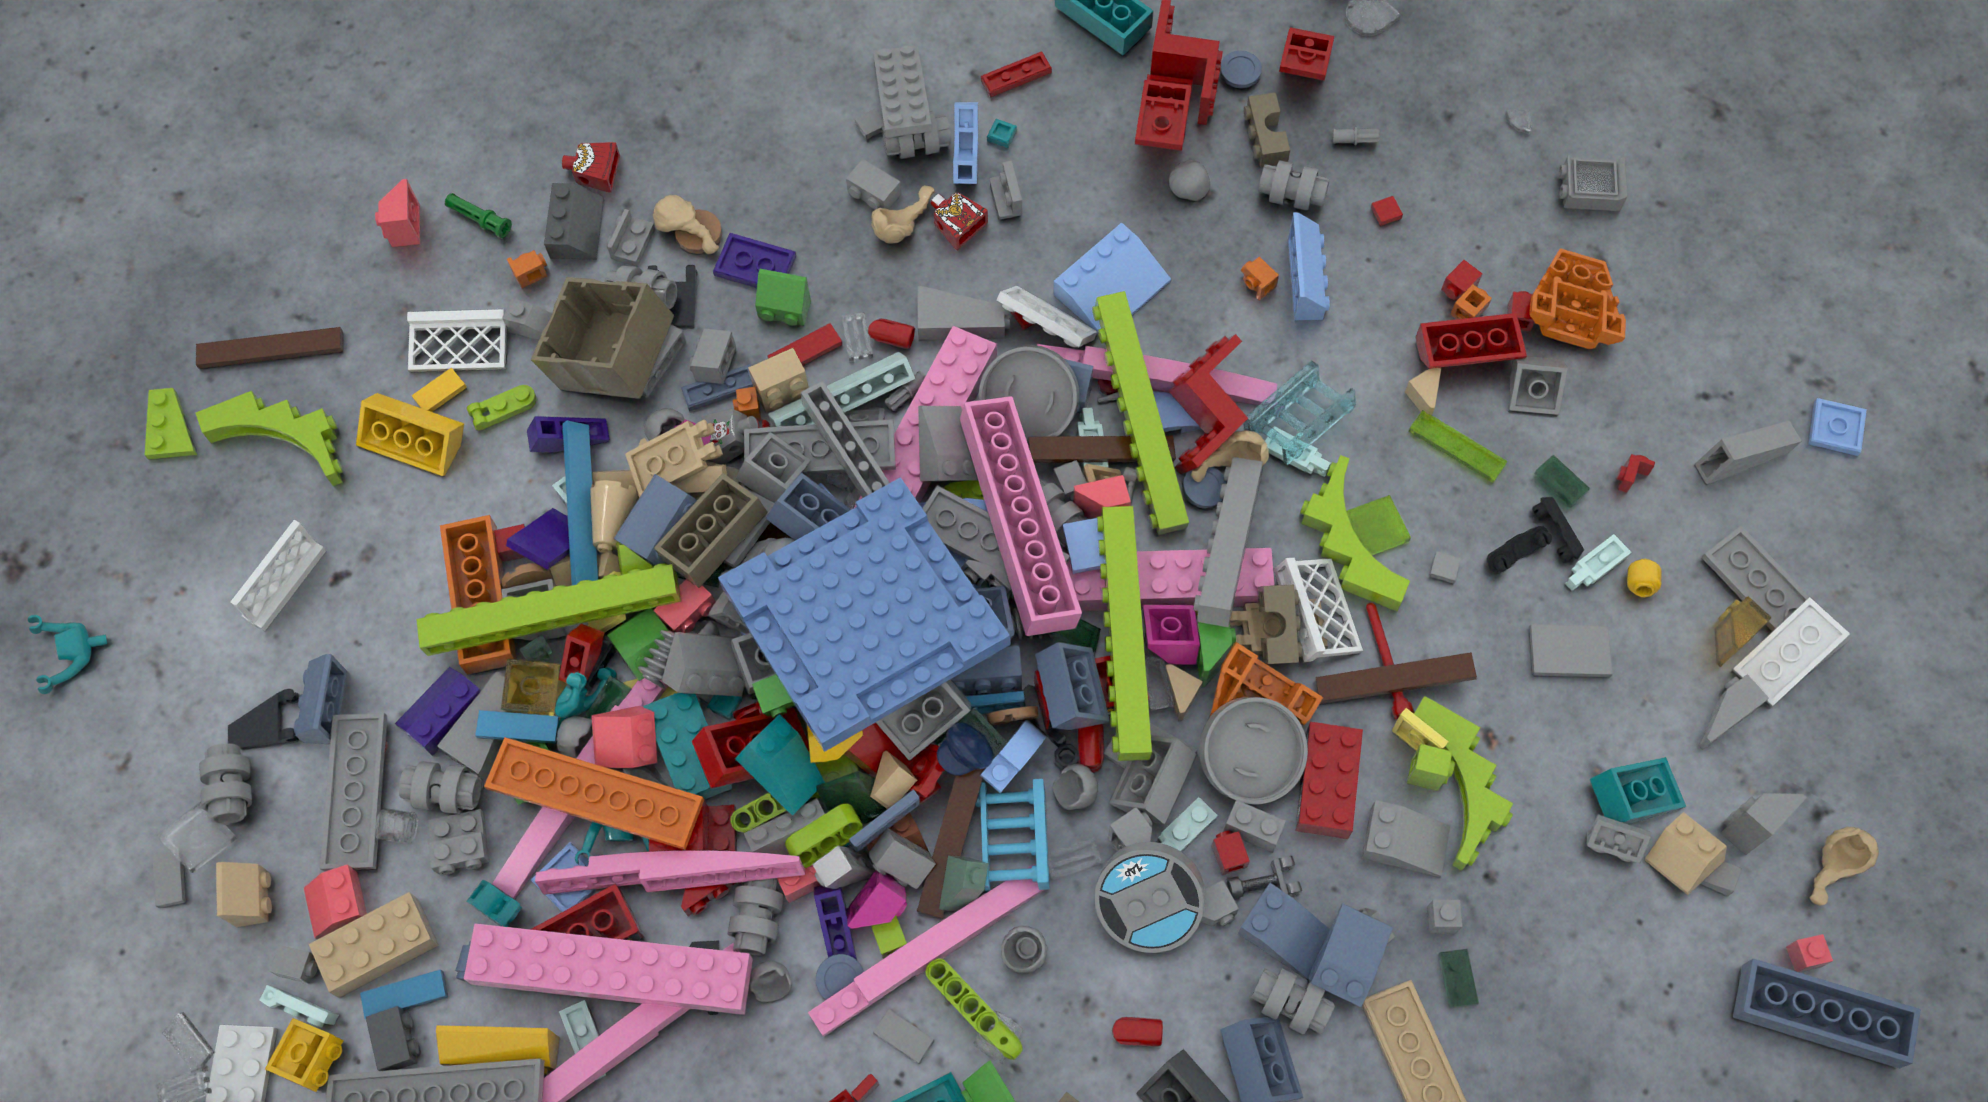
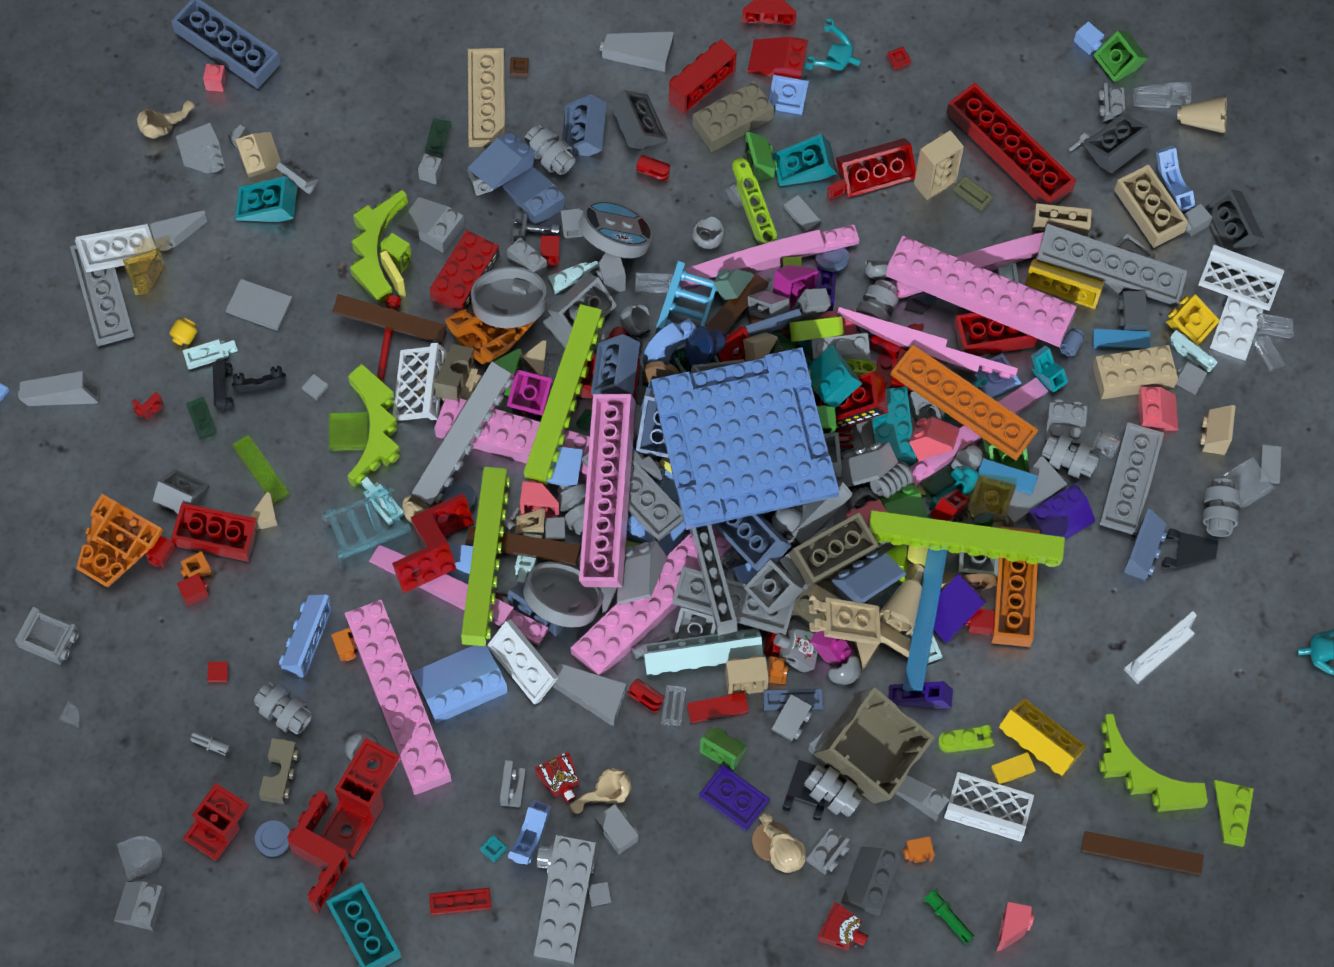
camera: 165 degrees left, 0 degrees up
(1175, 242) = (398, 697): none -> bright pink brick

